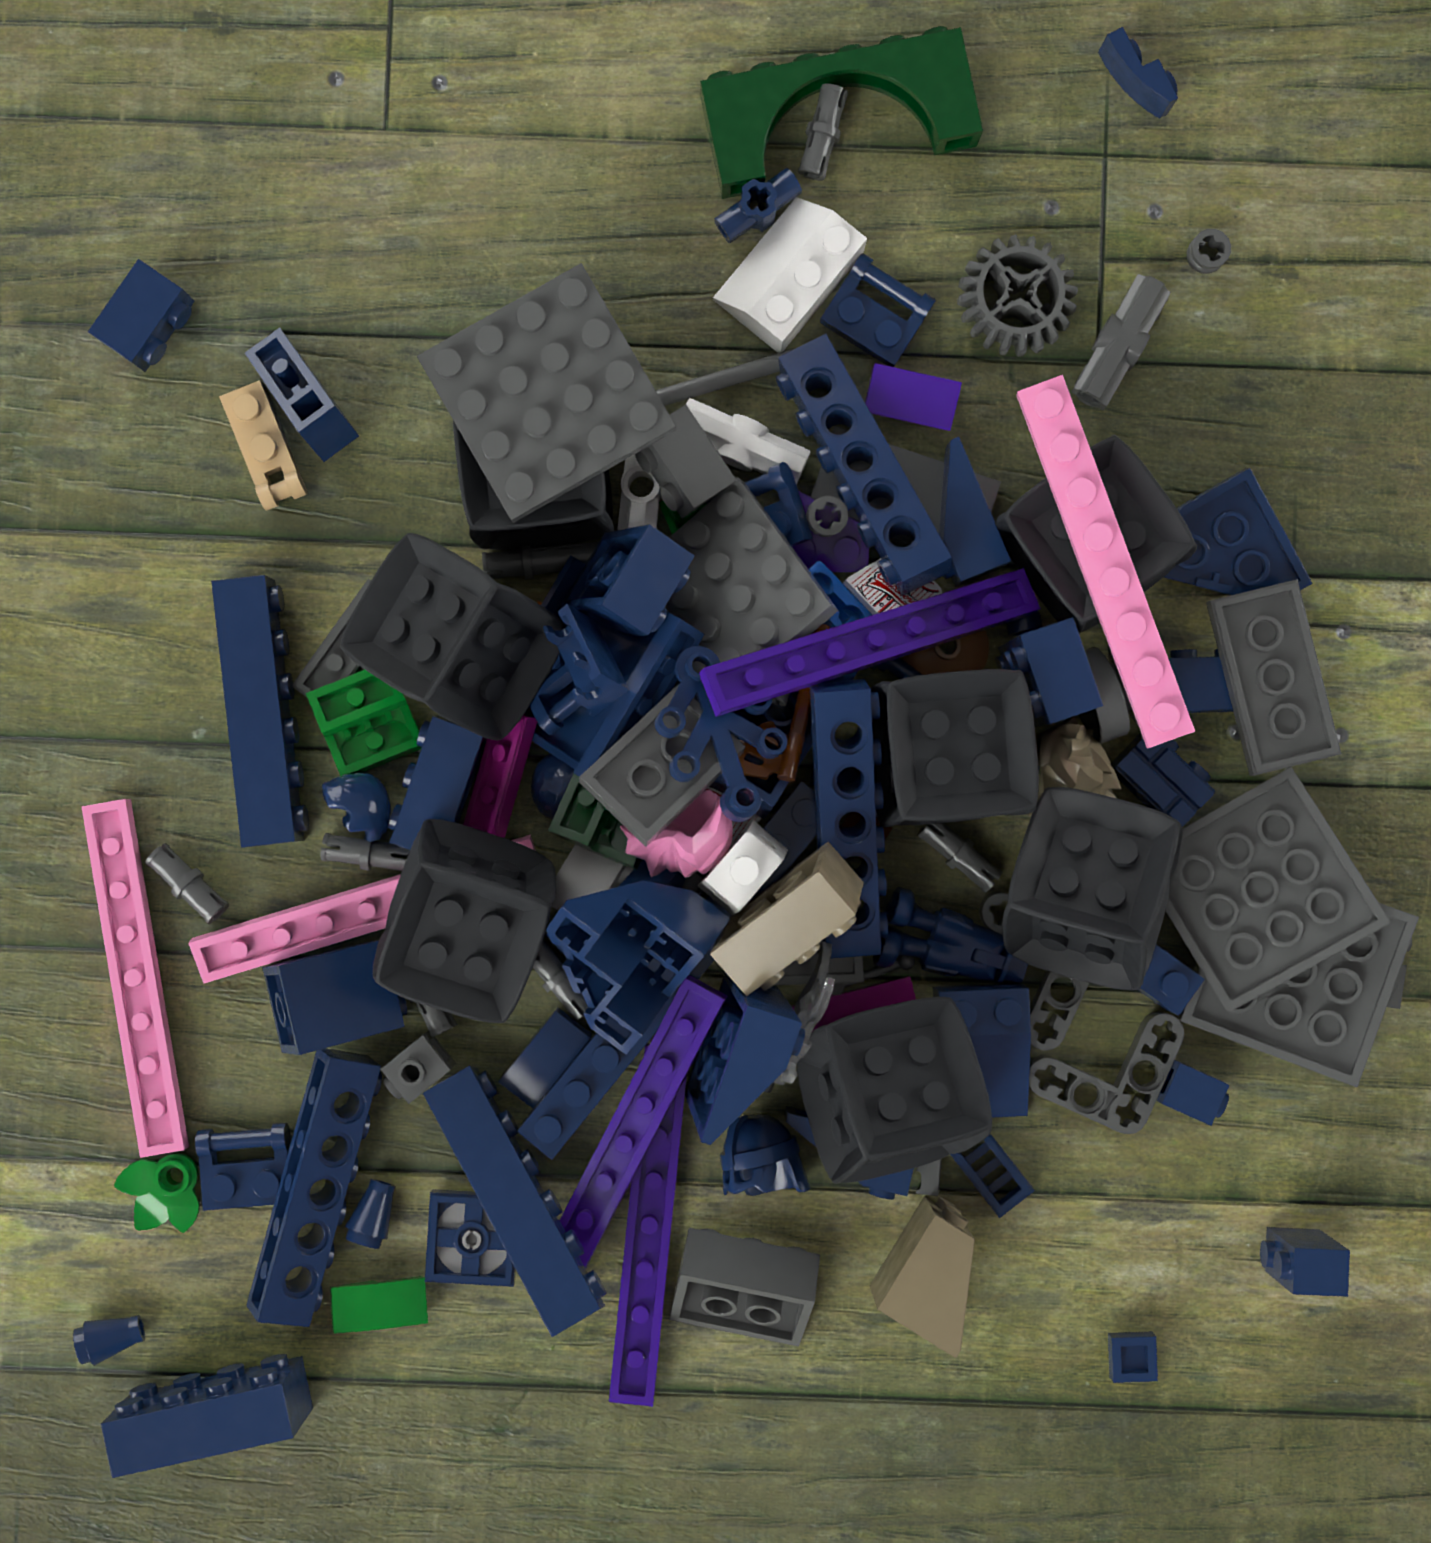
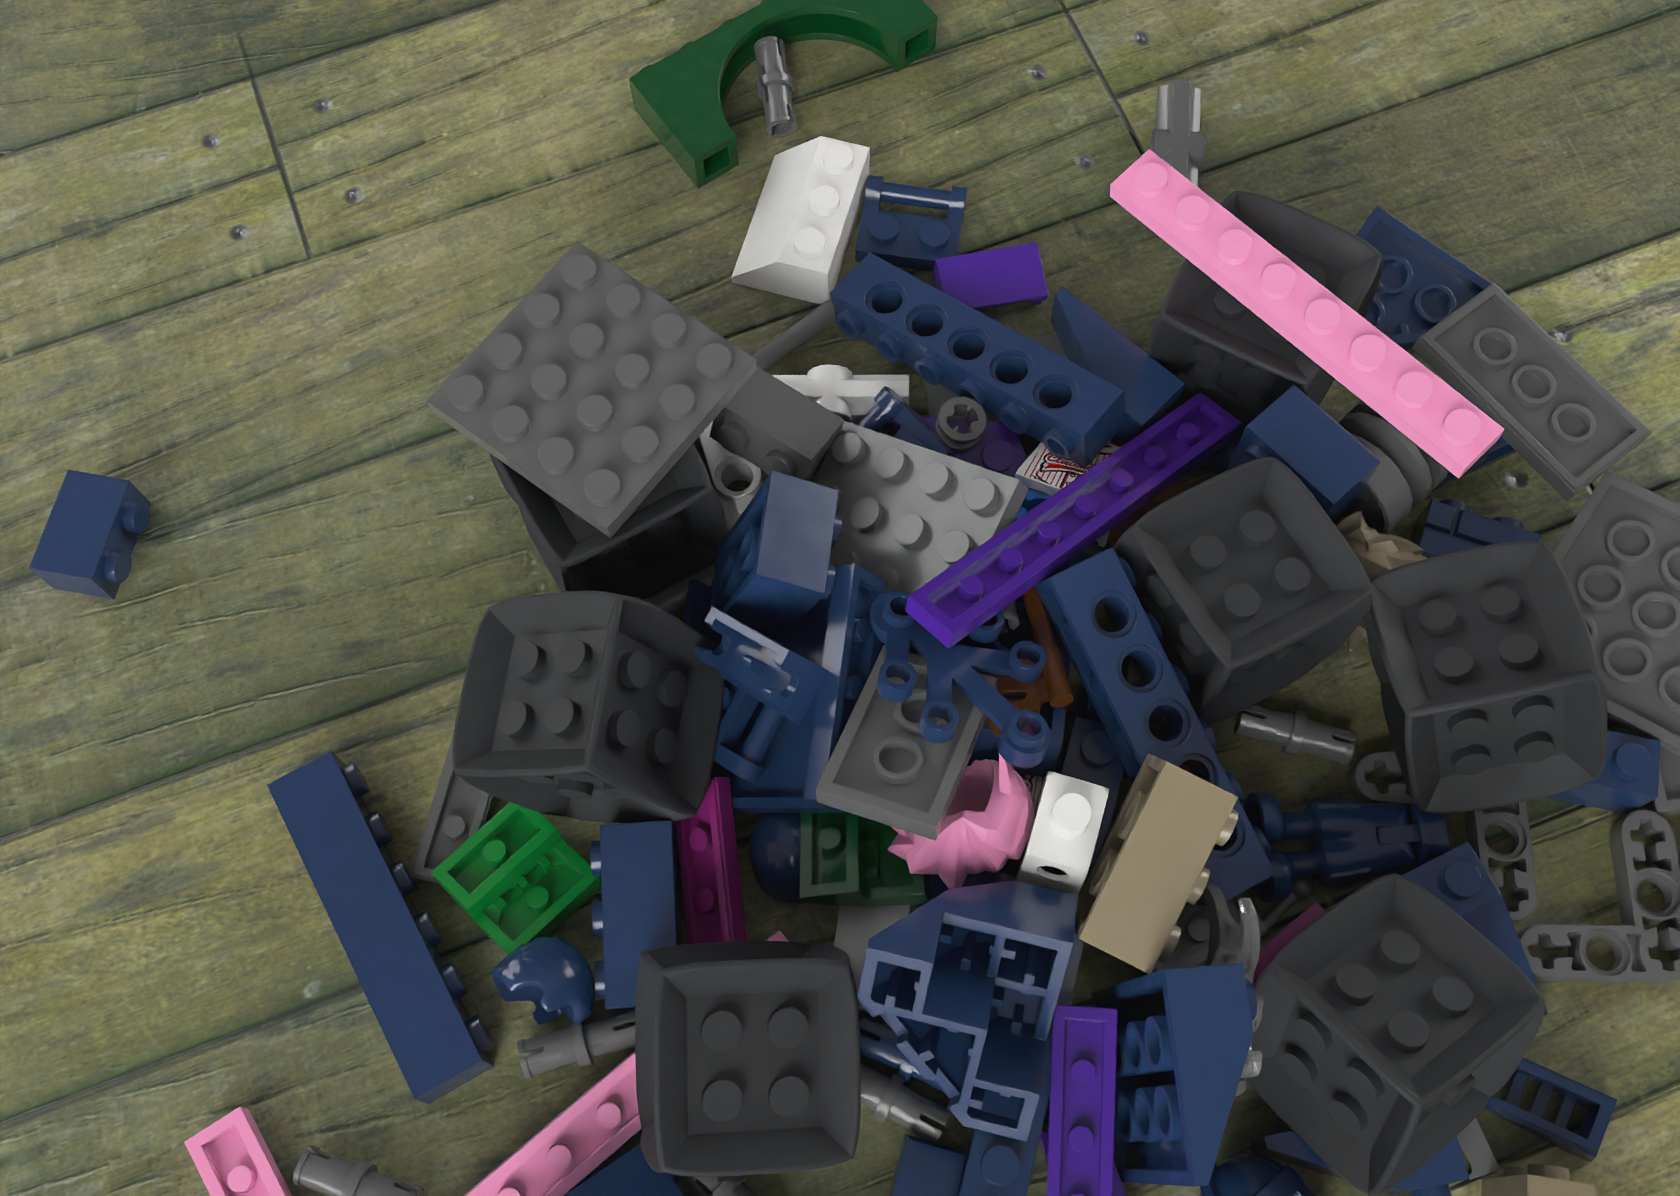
camera: 15 degrees left, 20 degrees down
(263, 444) = (280, 617): tan plate -> none
(301, 395) = (311, 544): dark blue slope -> none
(774, 193) = (739, 172): dark blue axle -> none
(1007, 281) = (1048, 152): dark grey gear -> none
(1215, 239) = (1215, 35): dark grey bush -> none

